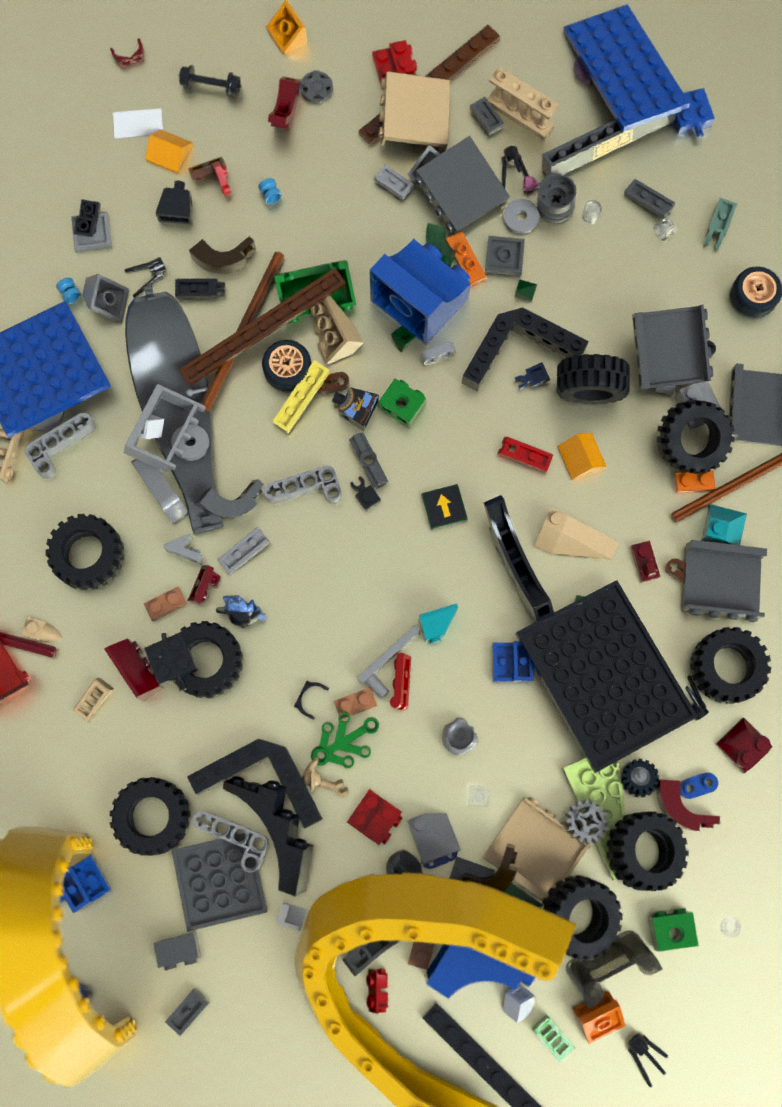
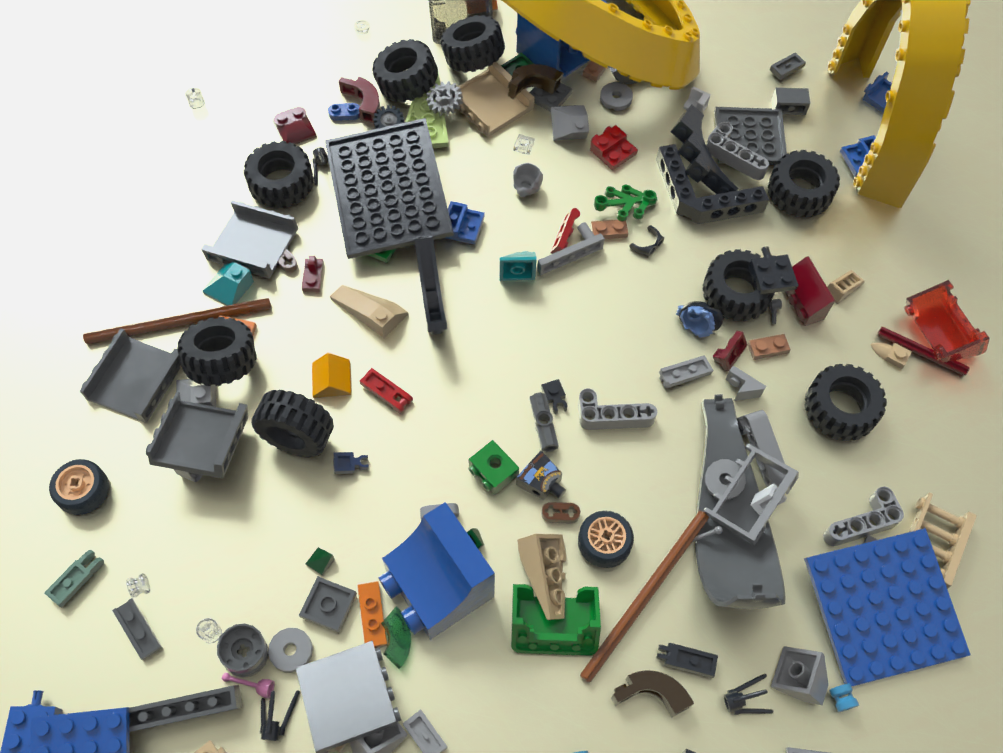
camera: 165 degrees left, 15 degrees down
(218, 506) = (692, 406): dark grey arch -> none
(262, 327) = (623, 578): reddish brown plate -> none
(301, 396) = (597, 500): light yellow plate -> none
(312, 779) = (659, 180): tan piece -> none
(403, 862) = (600, 106): dark grey hair -> none
(444, 507) = (481, 365): black tile -> none
(523, 323) = (367, 513): black brick -> none
(662, 924) = (405, 27): green brick -> none

